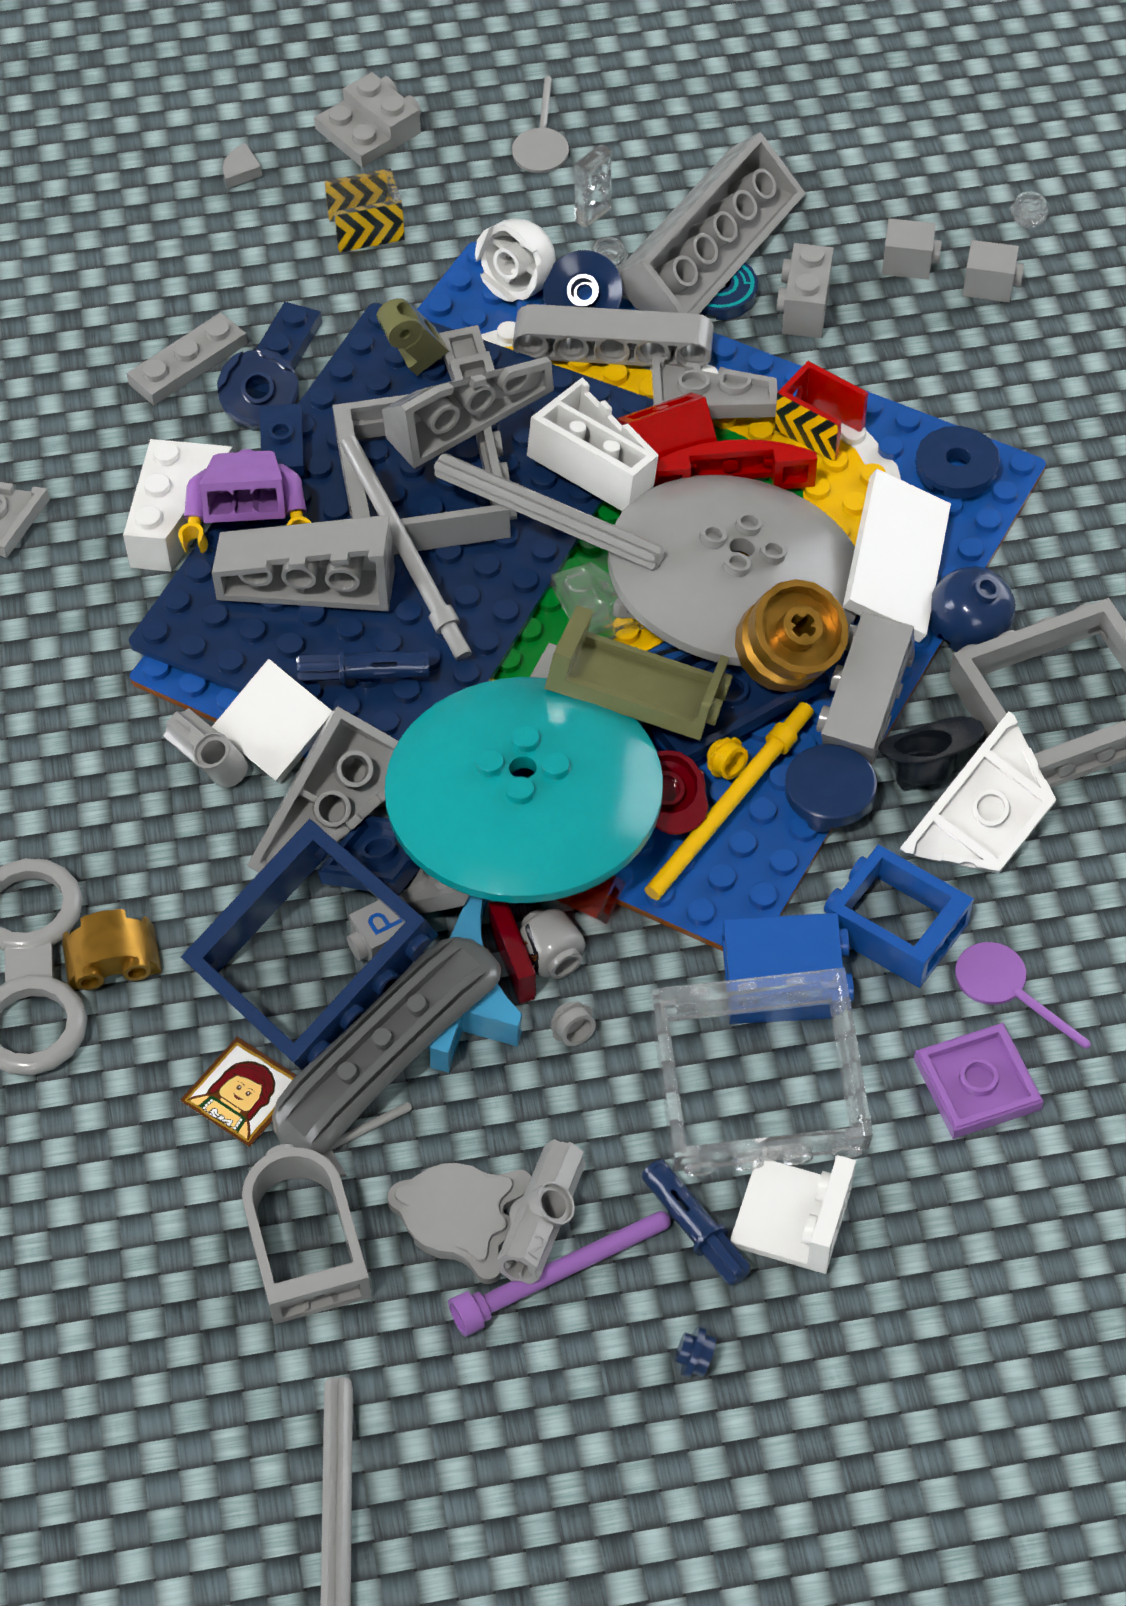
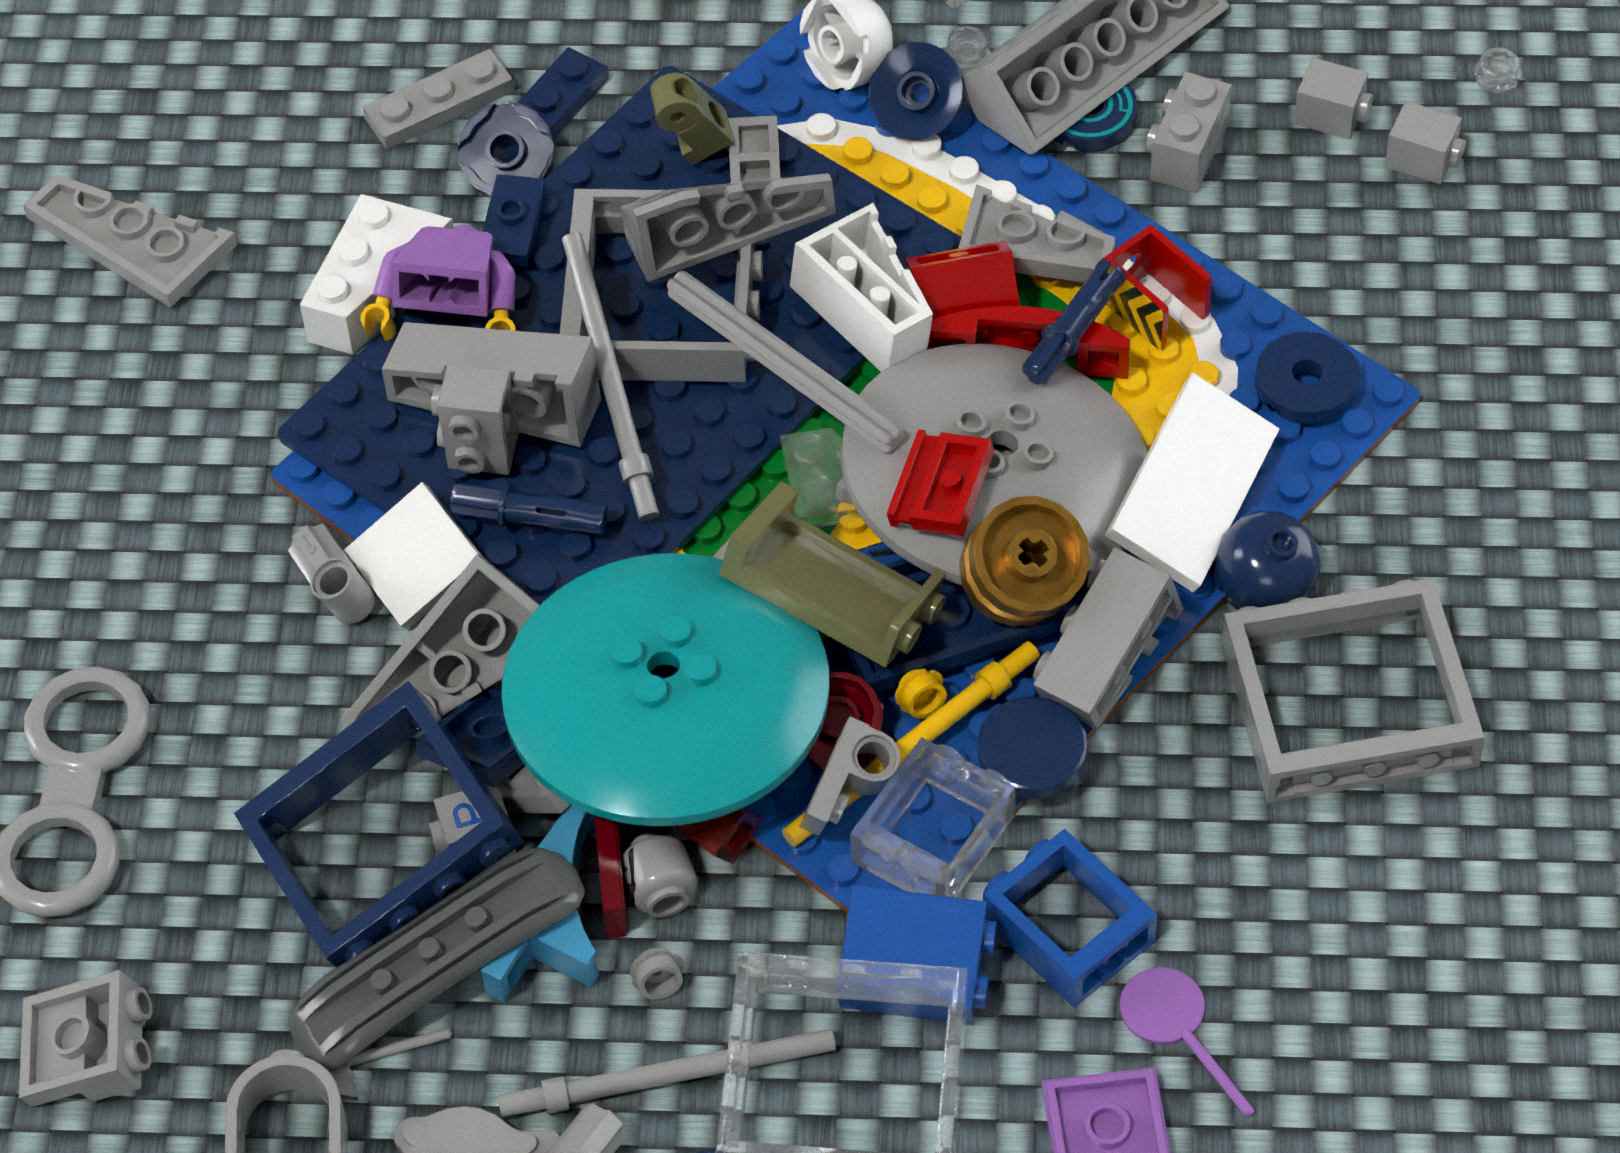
camera: 15 degrees right, 0 degrees up
(99, 1171) = (84, 1040): none -> light grey plate
(110, 946) = (168, 786): pearl gold cylinder -> none
(239, 1091) = (265, 978): sticker -> none
(303, 599) = (476, 419): none -> light grey brick
(518, 1138) = (557, 1094): none -> light grey bar
(612, 335) = (937, 153): light grey beam -> none
(690, 832) = (844, 771): none -> light grey plate
(707, 584) = (940, 482): none -> red plate
(758, 895) = (910, 866): none -> clear window
(764, 458) = (1063, 336): none -> dark blue axle
(930, 751) = (1163, 728): black piece -> none
(987, 806) = (1210, 805): white wing -> none

